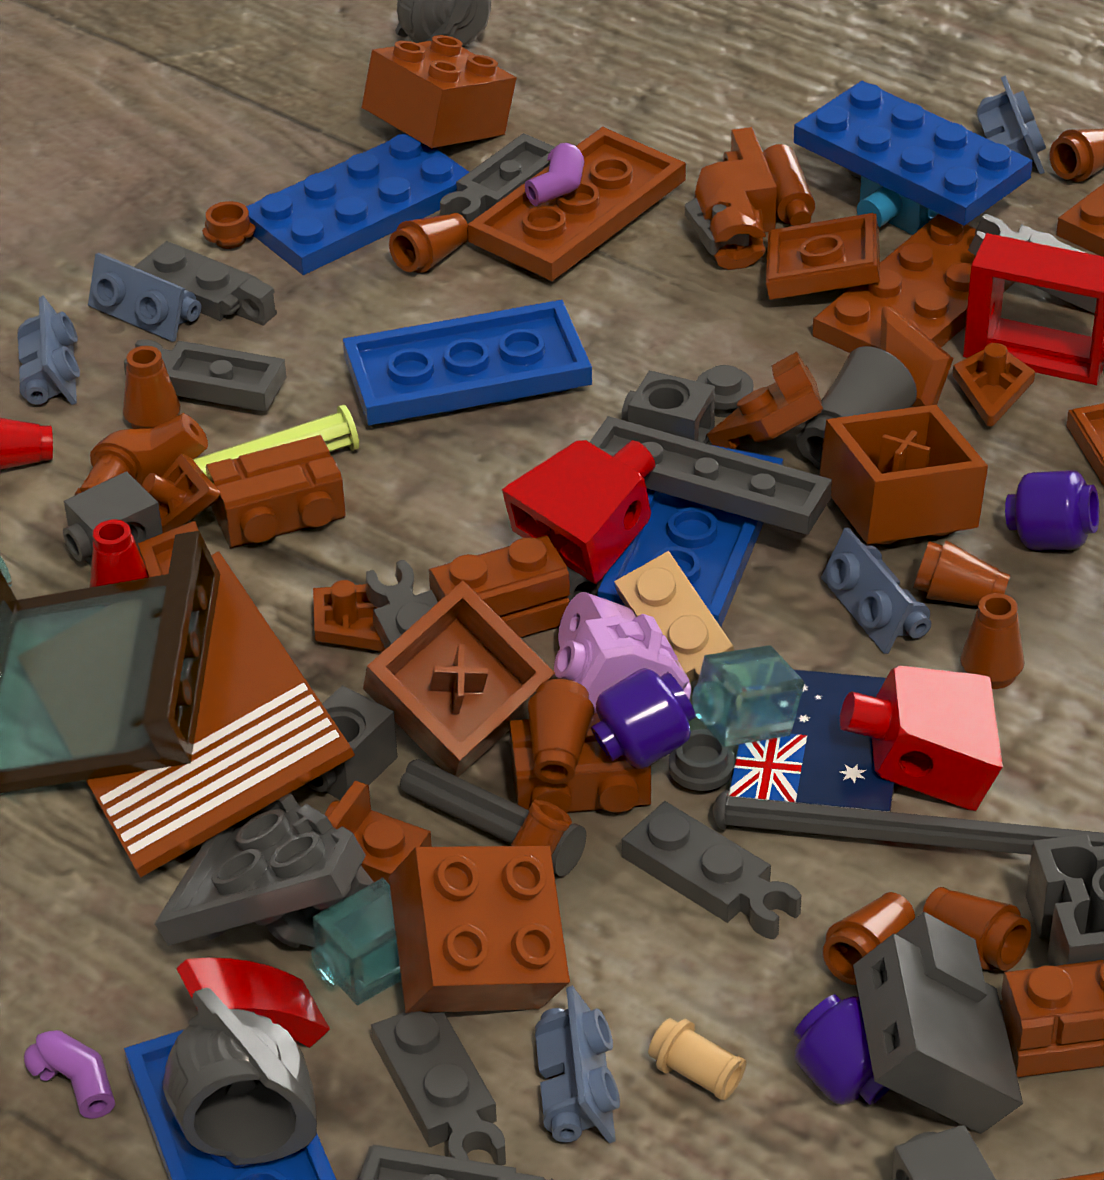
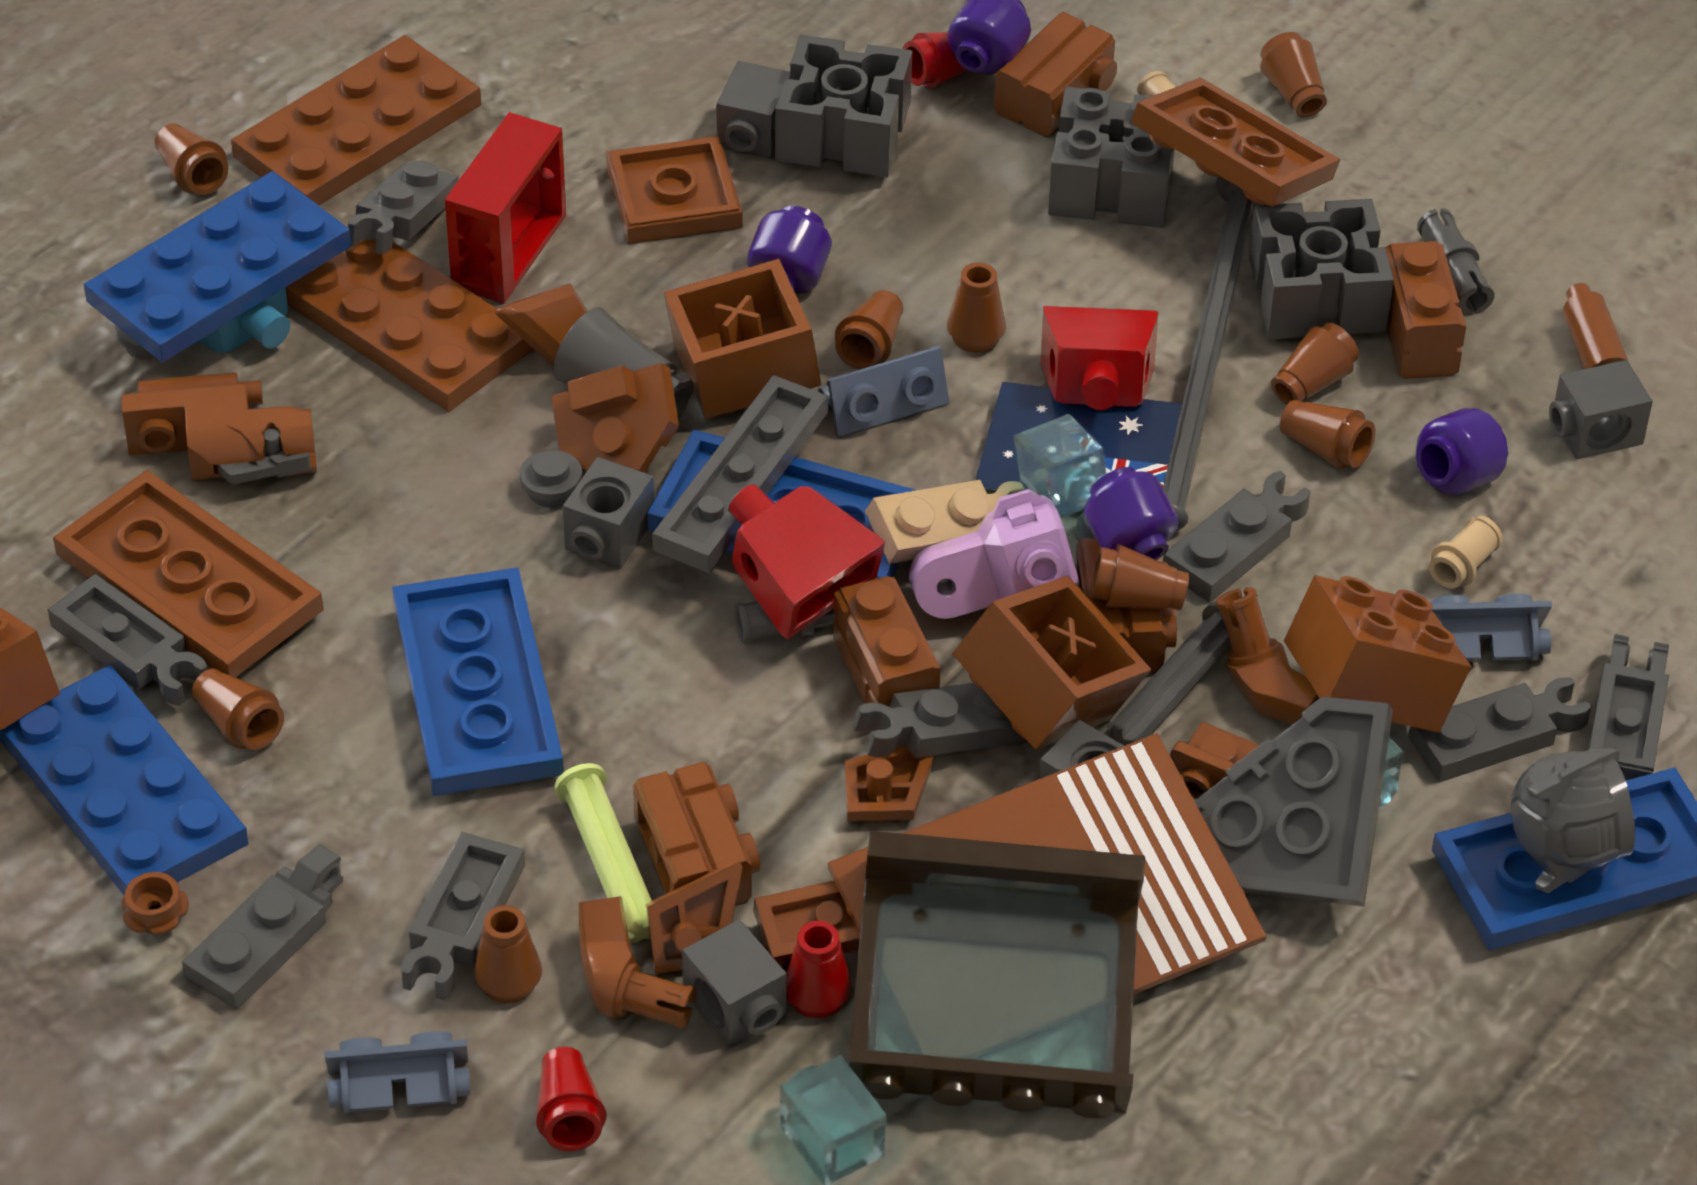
camera: 90 degrees left, 5 degrees up
(82, 1065) = (1499, 980): medium lavender arm -> none
(140, 297) = (297, 986): sand blue hinge -> none
(258, 990) = (1444, 829): red slope -> none
(563, 175) = (175, 564): medium lavender arm -> none
(823, 256) = (350, 371): dark orange tile -> none
(937, 1024) = (1452, 382): dark grey piece -> none
(993, 381) = (567, 265): dark orange piece -> none
(1010, 122) = (105, 205): sand blue hinge -> none

